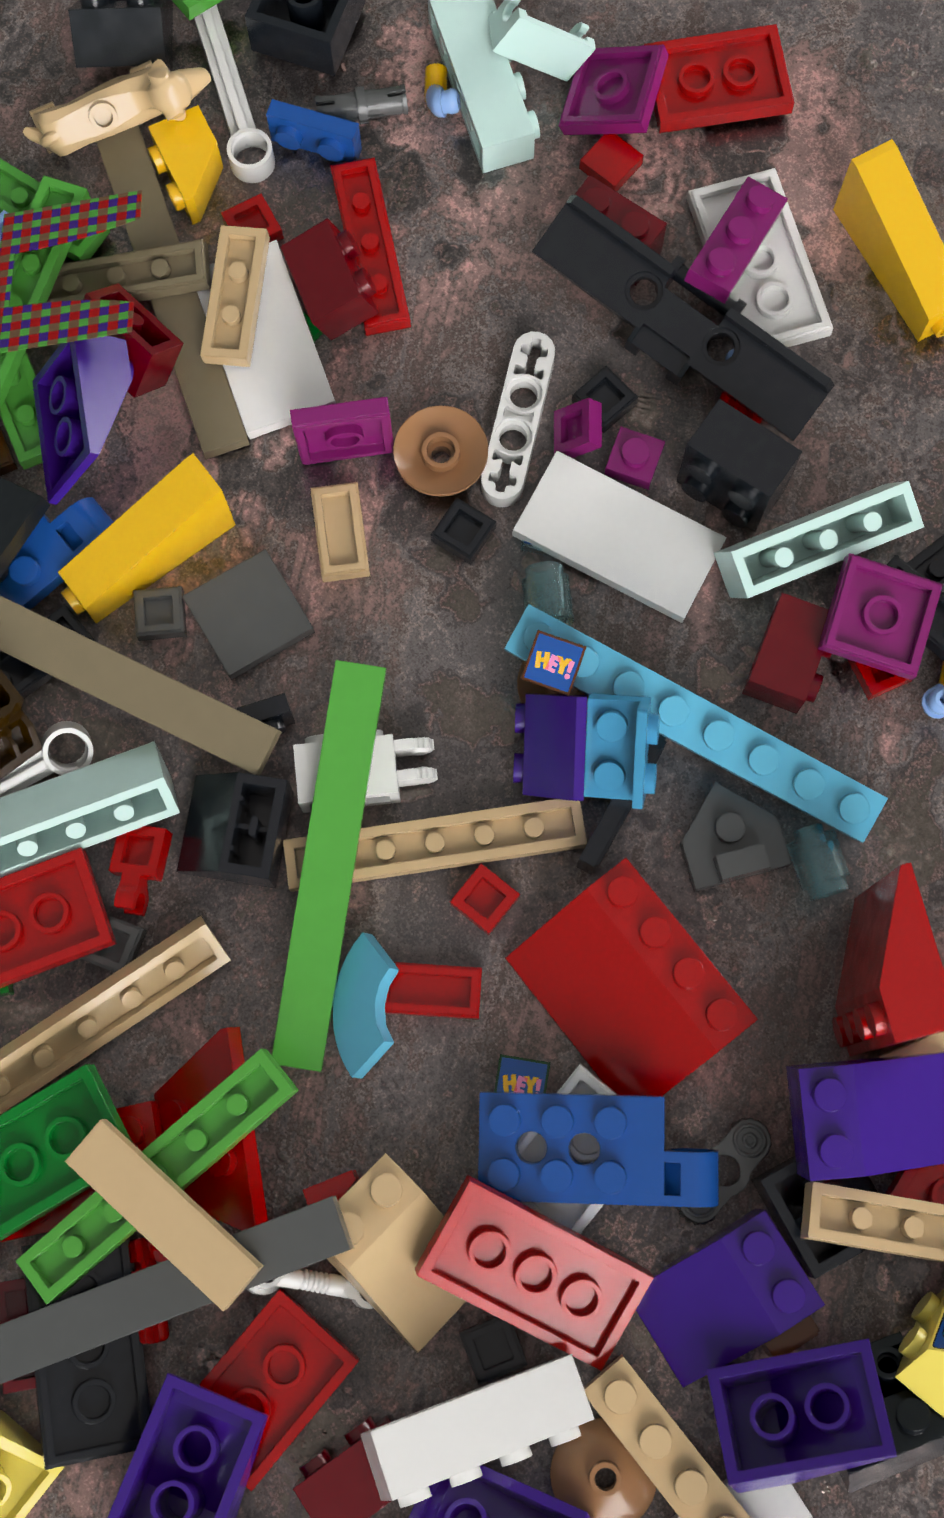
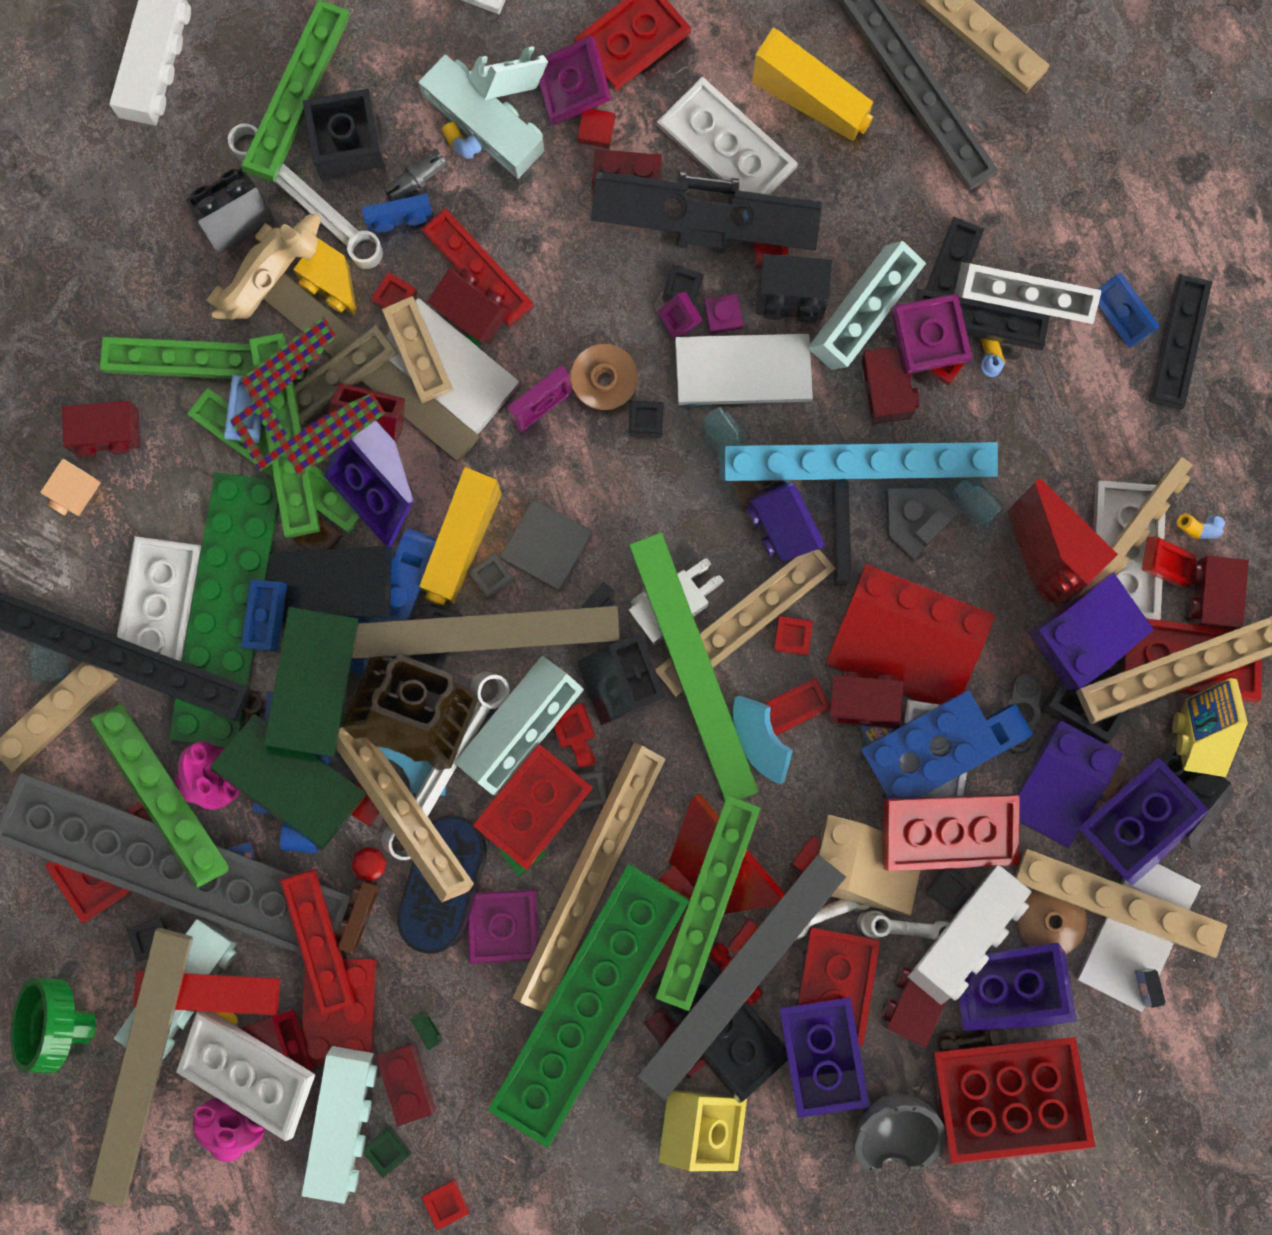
camera: 30 degrees left, 5 degrees up
(164, 1214) = (728, 920): tan tile -> none
(340, 532) = (570, 462): tan tile -> none
(389, 1356) = (868, 918): none -> white brick
(520, 419) = (640, 328): white beam -> none
(526, 1034) = (866, 701): none -> dark red brick
(553, 662) = (761, 473): blue tile -> none
(618, 748) = (827, 502): dark azure bracket -> none
(735, 240) = (709, 140): magenta plate -> none

